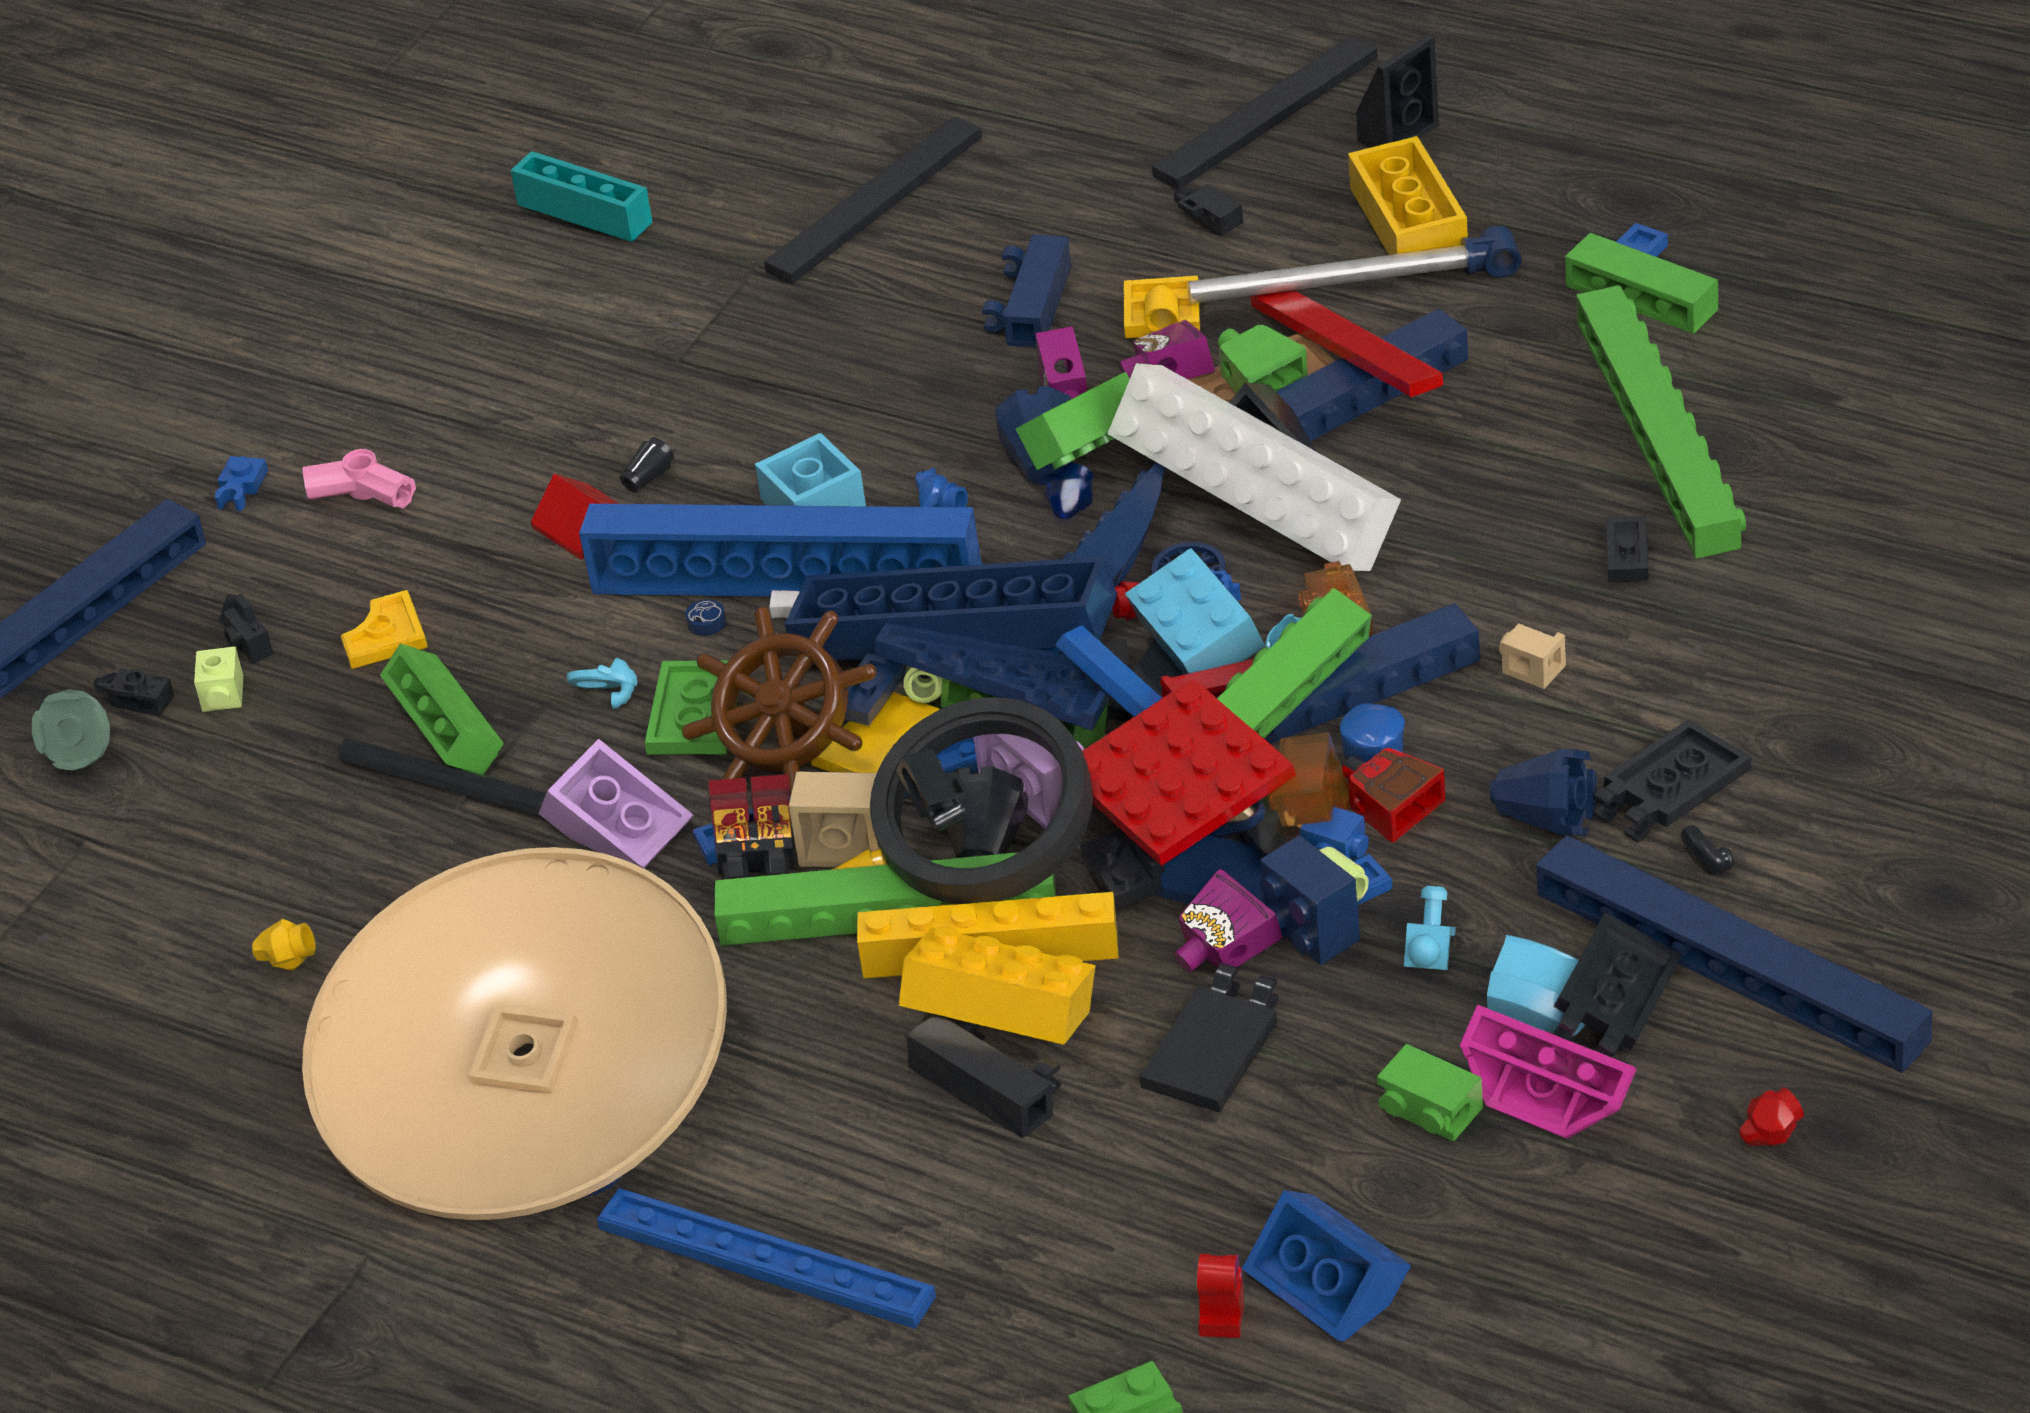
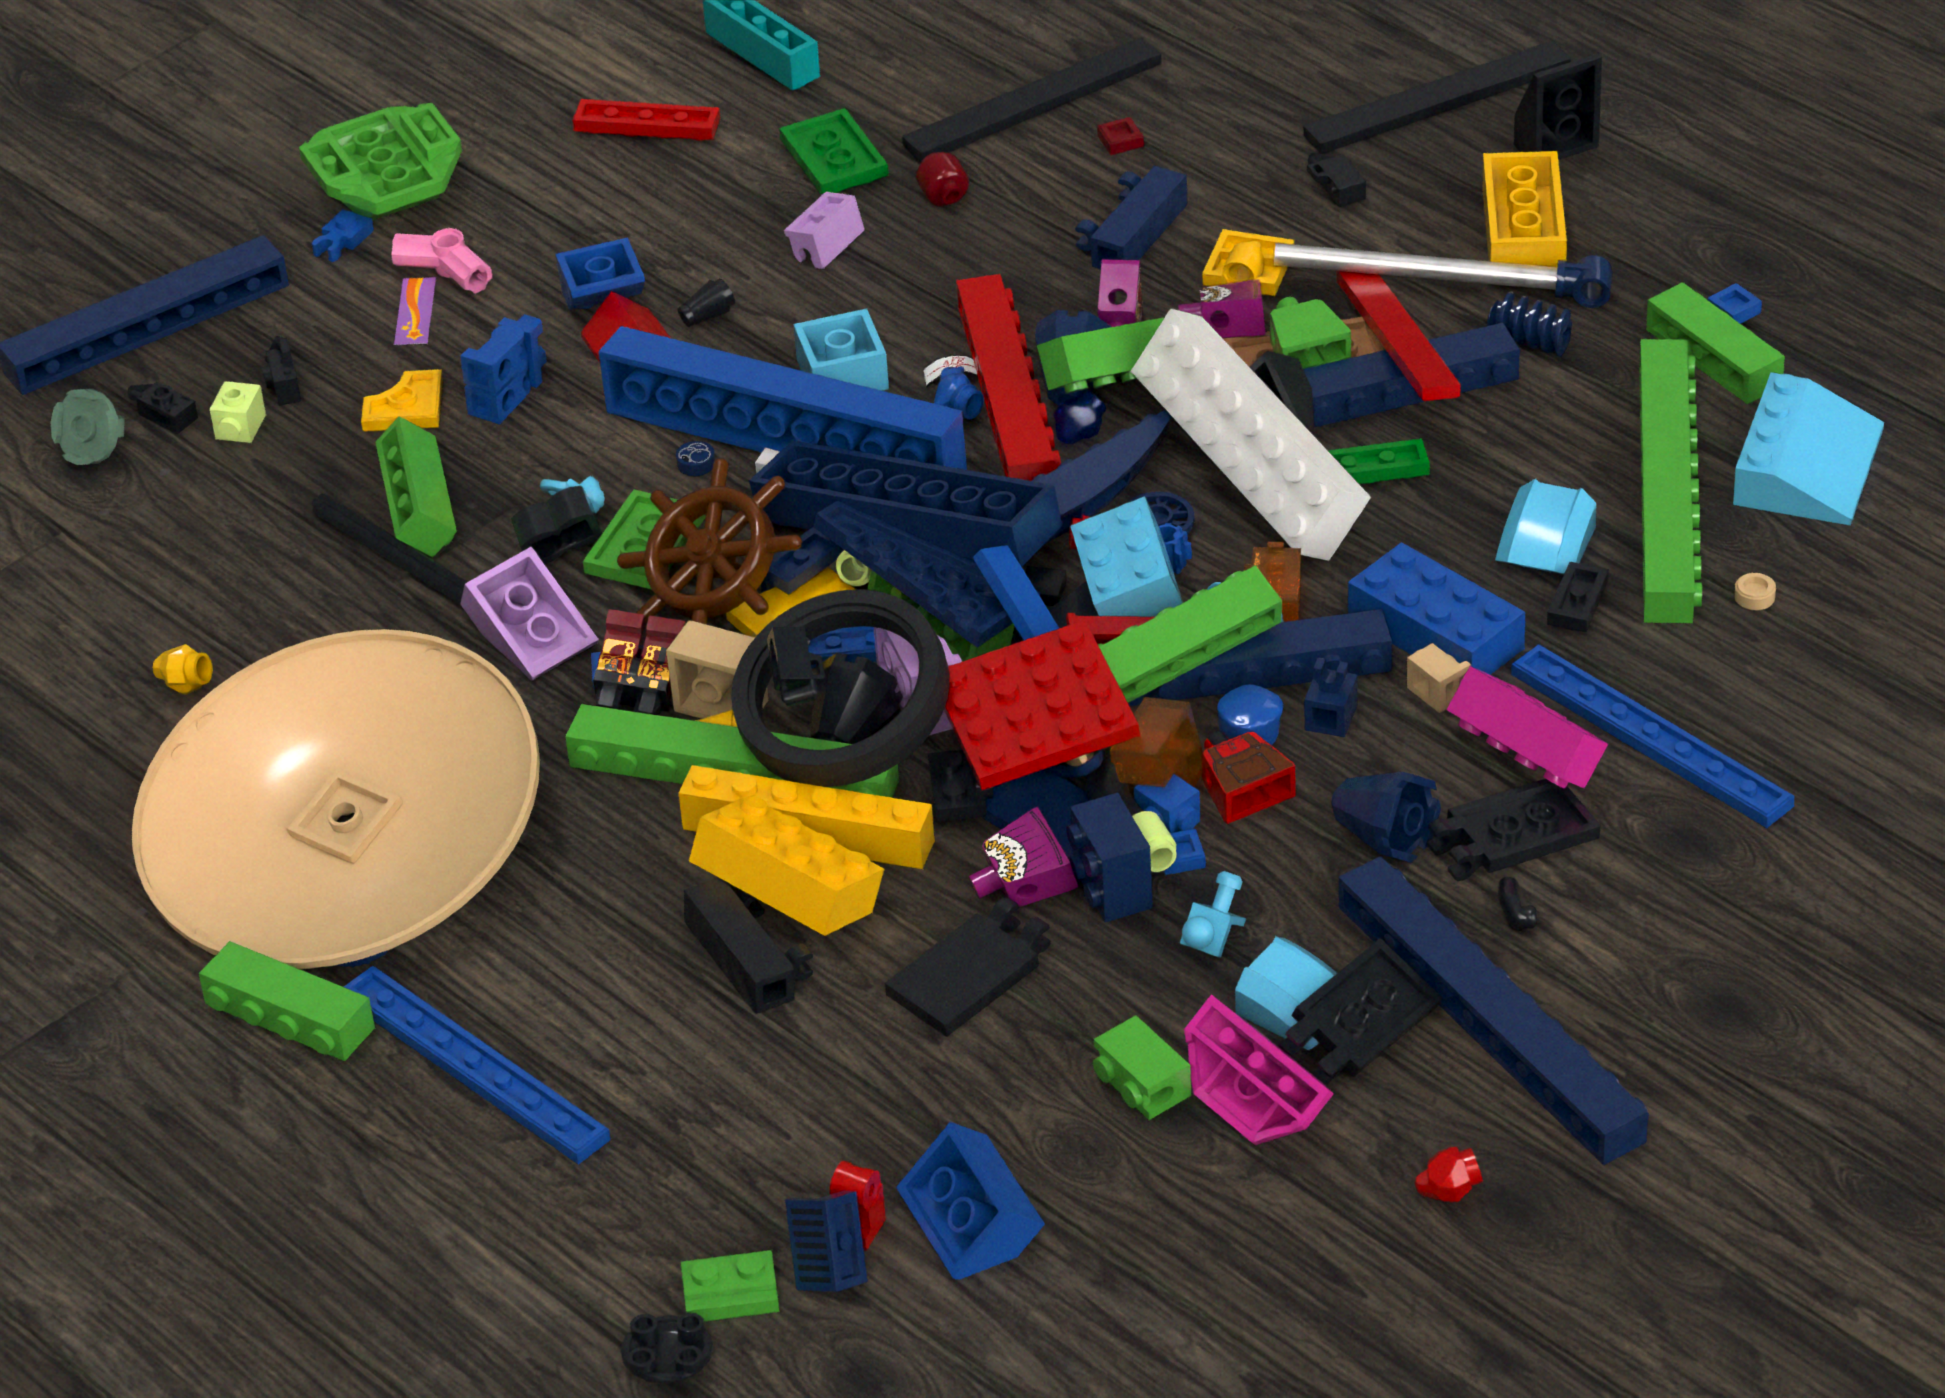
camera: 15 degrees right, 0 degrees up
(258, 395) = (384, 159): none -> bright green piece
(349, 539) = (415, 311): none -> medium lavender sticker
(477, 575) = (503, 368): none -> blue hips
(499, 301) = (646, 119): none -> red plate
(530, 459) = (596, 270): none -> blue slope
(549, 1244) = (287, 1001): none -> bright green brick
(603, 713) = (557, 525): none -> black brick
(703, 291) = (833, 152): none -> green plate
(732, 365) = (825, 228): none -> lavender hinge
(824, 292) = (941, 177): none -> dark red head
(906, 473) = (933, 370): none -> white sticker
(974, 462) = (1006, 378): none -> red brick
(976, 215) = (1120, 136): none -> dark red tile
(1210, 1338) = (826, 1242): none -> dark blue panel
(1389, 461) = (1384, 461): none -> green plate
(1442, 700) = (1330, 699): none -> dark blue brick
(1464, 302) = (1532, 324): none -> dark blue piece
(1505, 589) = (1437, 606): none -> blue brick
(1567, 491) = (1547, 527): none -> medium azure slope
(1645, 681) = (1527, 727): none -> dark pink wedge
(1756, 661) = (1653, 736): none -> blue tile
(1775, 365) = (1806, 452): none -> medium azure slope
(1786, 505) = (1755, 591): none -> tan tile

